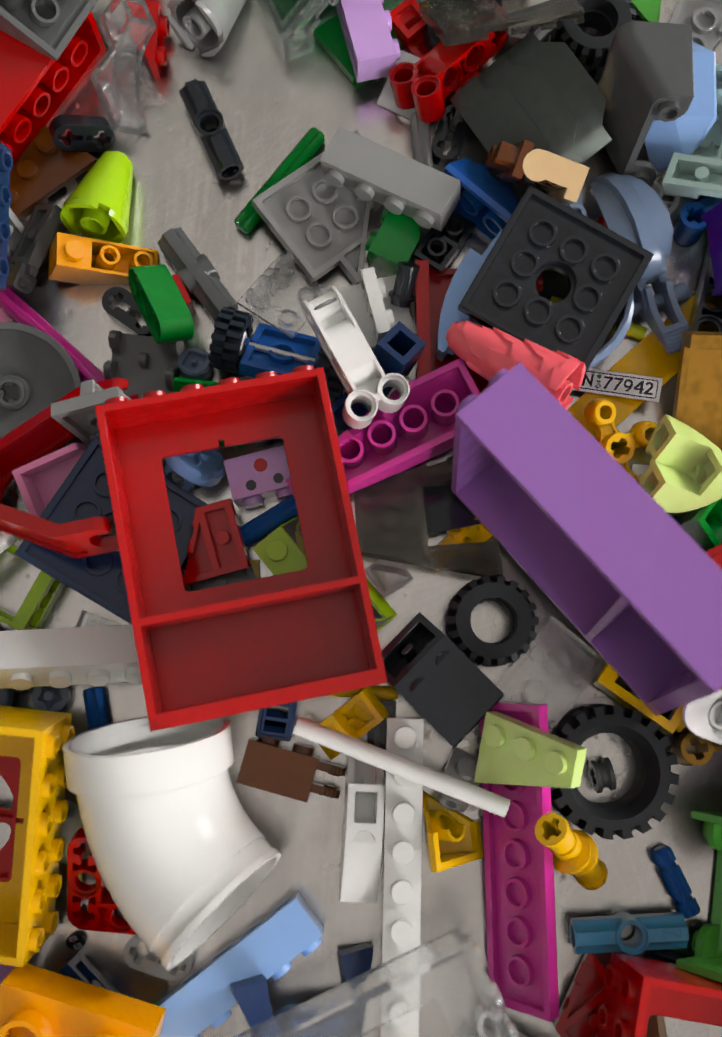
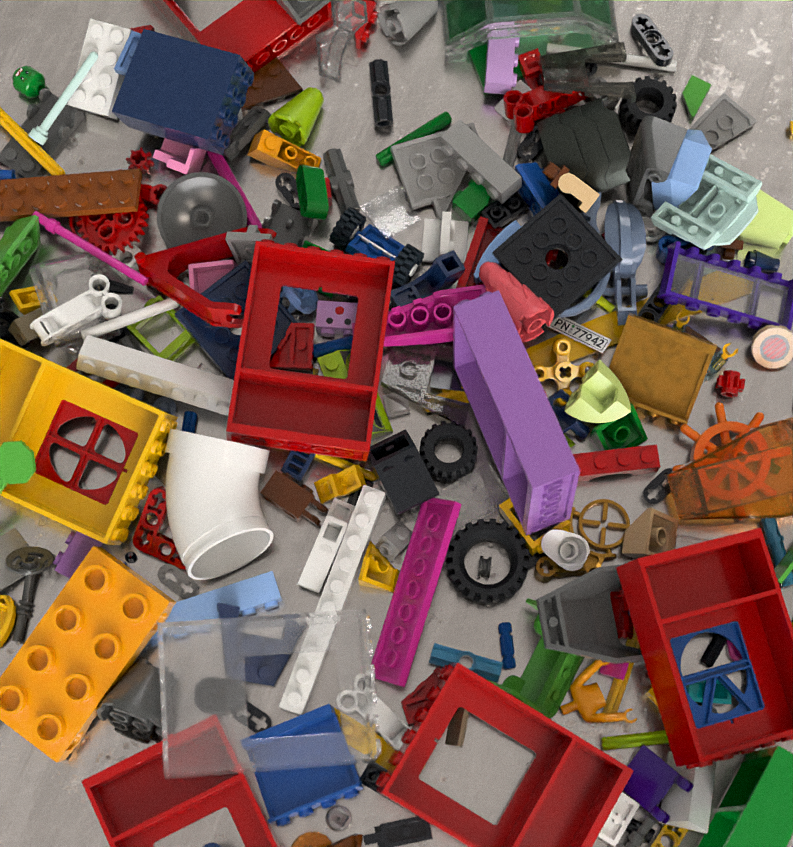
camera: 20 degrees right, 5 degrees down
(82, 133) = (299, 70): black beam -> none
(194, 364) = (320, 236): sand blue tile -> none
(352, 358) = (416, 264): white piece -> none
(402, 766) = (360, 511): white piece -> none
(404, 284) = (465, 234): black pin -> none
(526, 755) = (436, 528): yellowish green wing -> none
(572, 851) = (446, 597): yellow piece -> none

